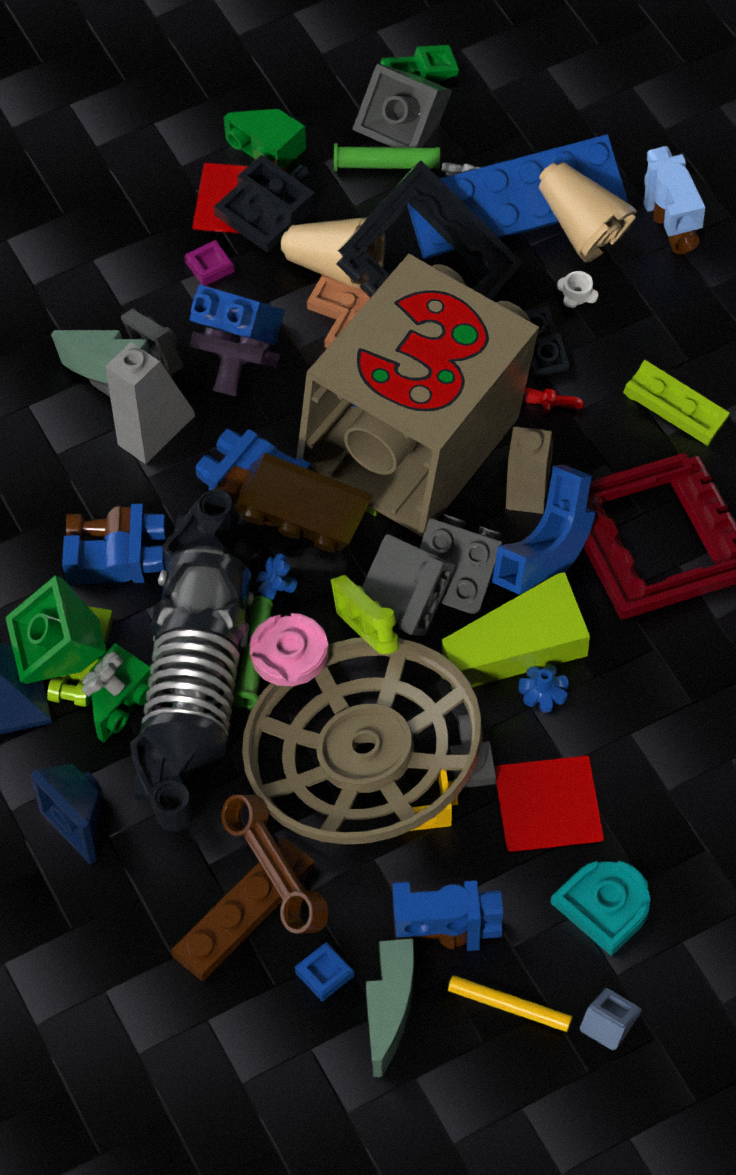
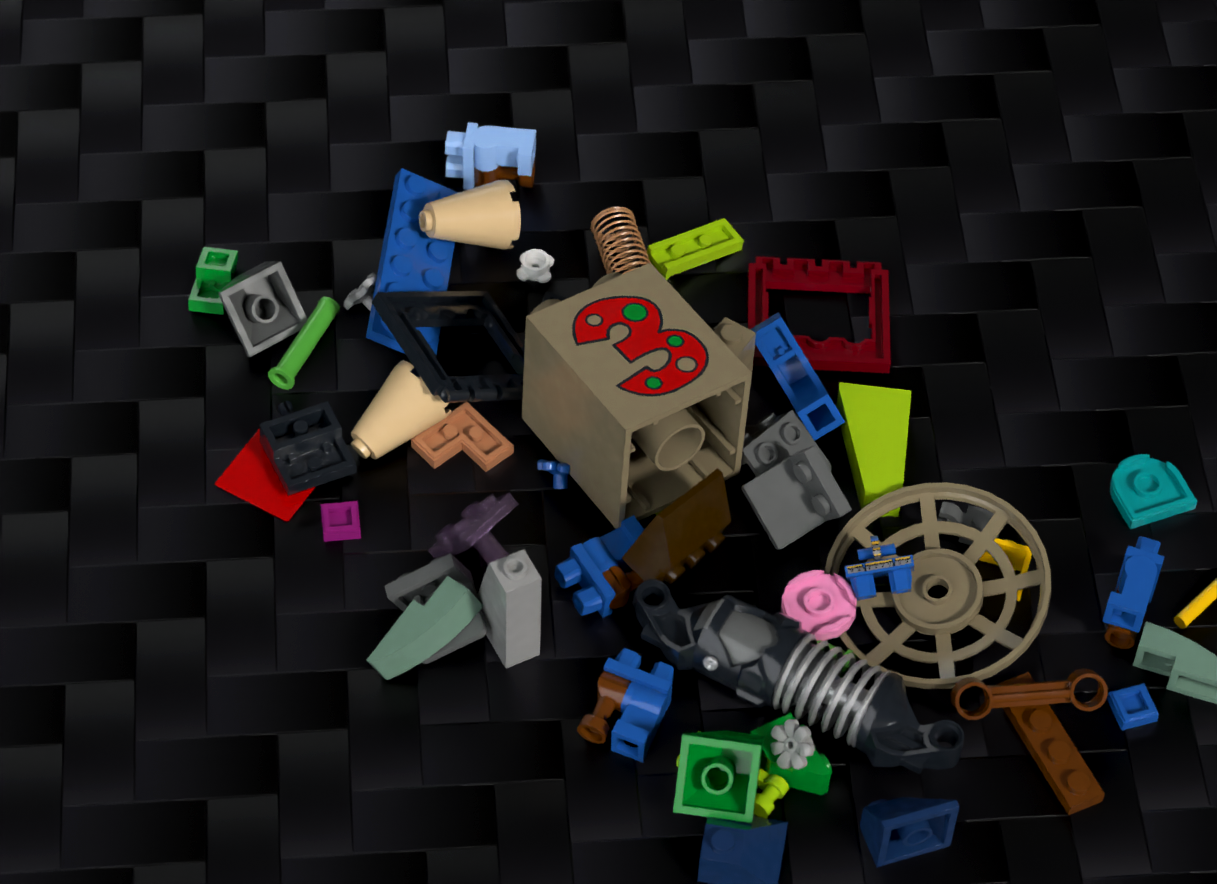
camera: 70 degrees left, 5 degrees down
(236, 314) = (439, 508): blue hips -> none
(266, 134) = (226, 419): green slope -> none
(275, 577) = (728, 585): blue plant -> none
(345, 674) = (863, 574): none -> blue hips
(365, 615) = (816, 534): lime plate -> none
(543, 687) = (928, 451): blue plant -> none
(548, 803) = (1041, 491): red sticker -> none
(587, 367) = (618, 236): none -> medium nougat piece

